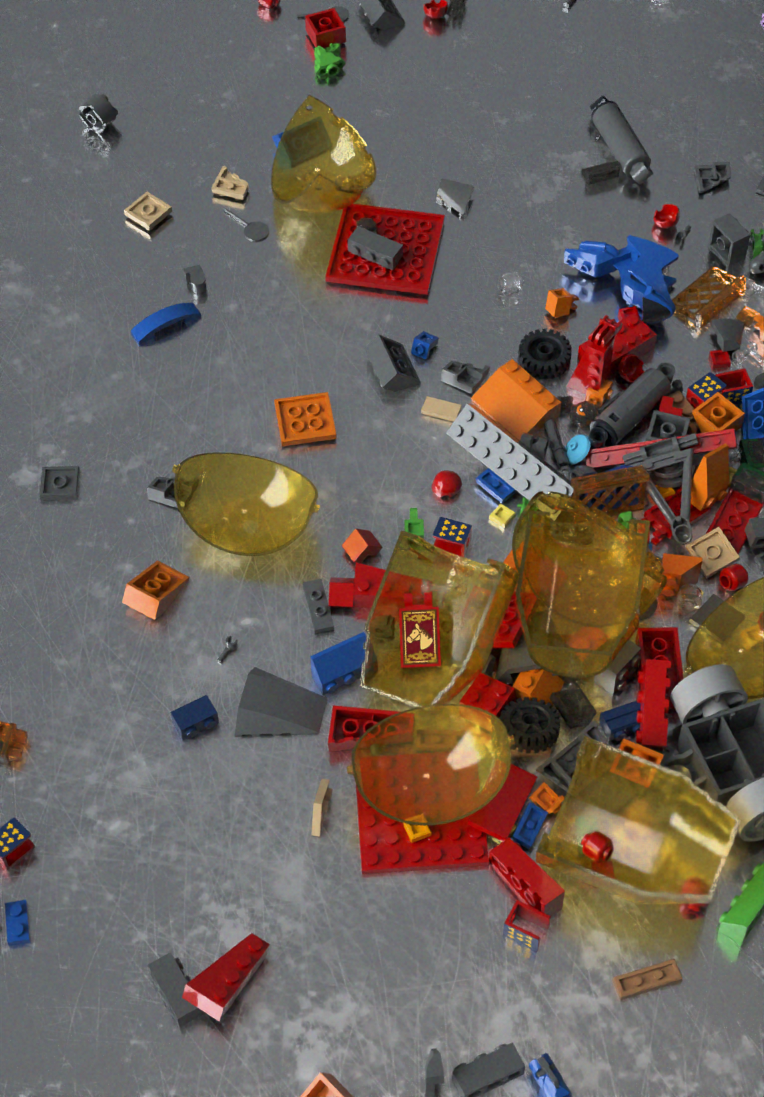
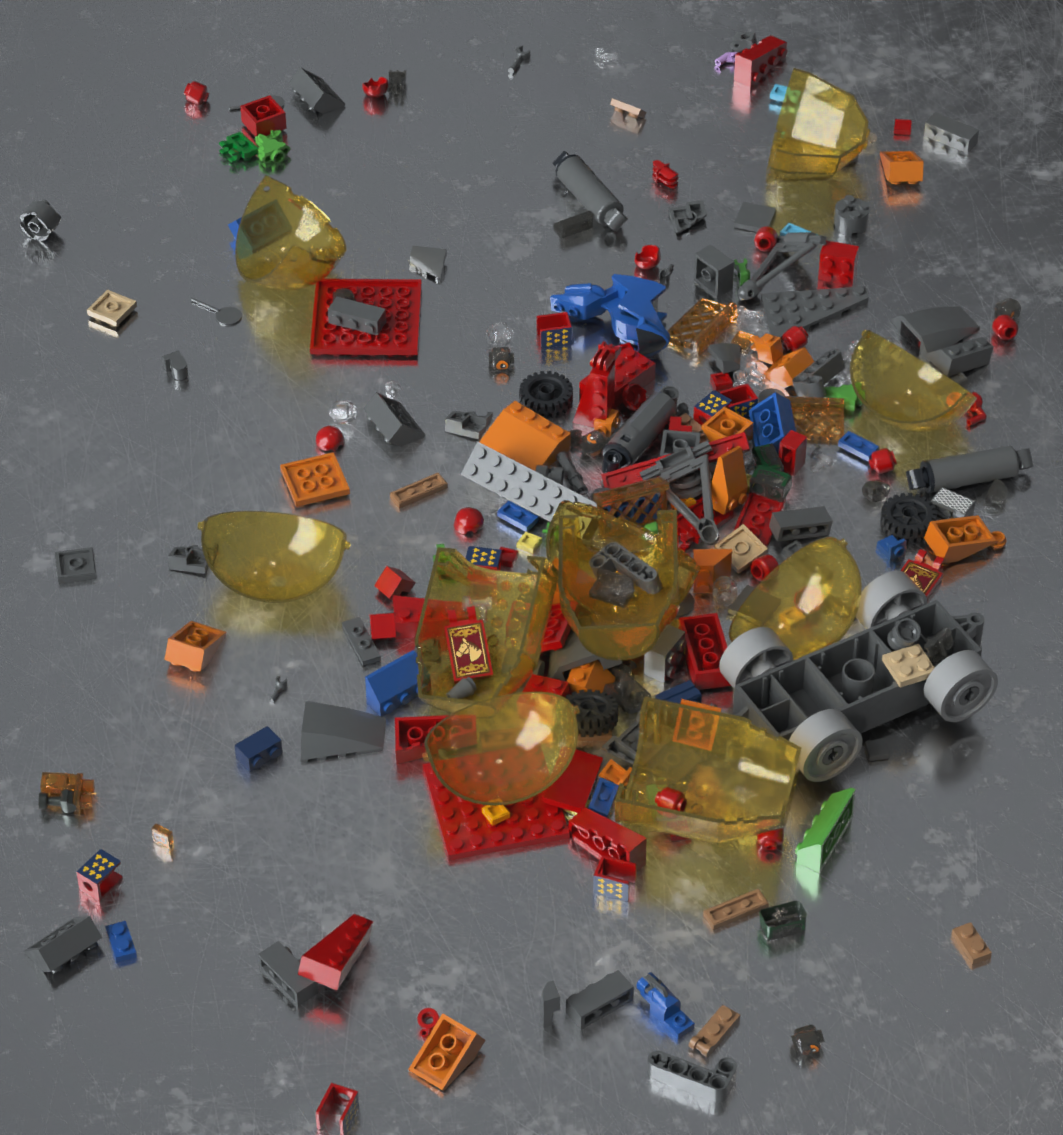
camera: 10 degrees left, 10 degrees down
(81, 806) = (162, 836): none -> clear orange tile
(163, 318) = (150, 404): blue slope -> none
(230, 185) = (193, 275): tan wing -> none
(301, 56) = (241, 147): none -> green plate
(306, 1078) = (423, 1016): none -> red plate
(320, 806) = (399, 805): tan wing -> none
(327, 375) = (329, 438): none -> red hair
(345, 349) = (343, 412): none -> clear head
(397, 328) = (391, 388): none -> clear arm
(403, 443) = (418, 490): none -> medium nougat tile
(406, 679) = (462, 689): none -> dark grey cone
(423, 343) = (421, 399): blue bracket -> none
(441, 409) = (450, 455): tan tile -> none
(479, 529) = (509, 556): none -> red tile
(507, 309) = (501, 358): none -> clear smoke head
(560, 302) = (553, 346): orange brick -> none
(564, 278) = (554, 330): none -> piece
(574, 591) = (612, 588): none -> clear smoke bracket
(577, 448) = (593, 474): medium azure piece -> none
(581, 557) = (617, 558): none -> dark grey beam
(653, 704) = (702, 670): red wedge -> none
(676, 60) = (633, 111): none -> plate
(683, 996) = (786, 911): none -> clear smoke piece
(696, 129) = (665, 175): none -> red arm

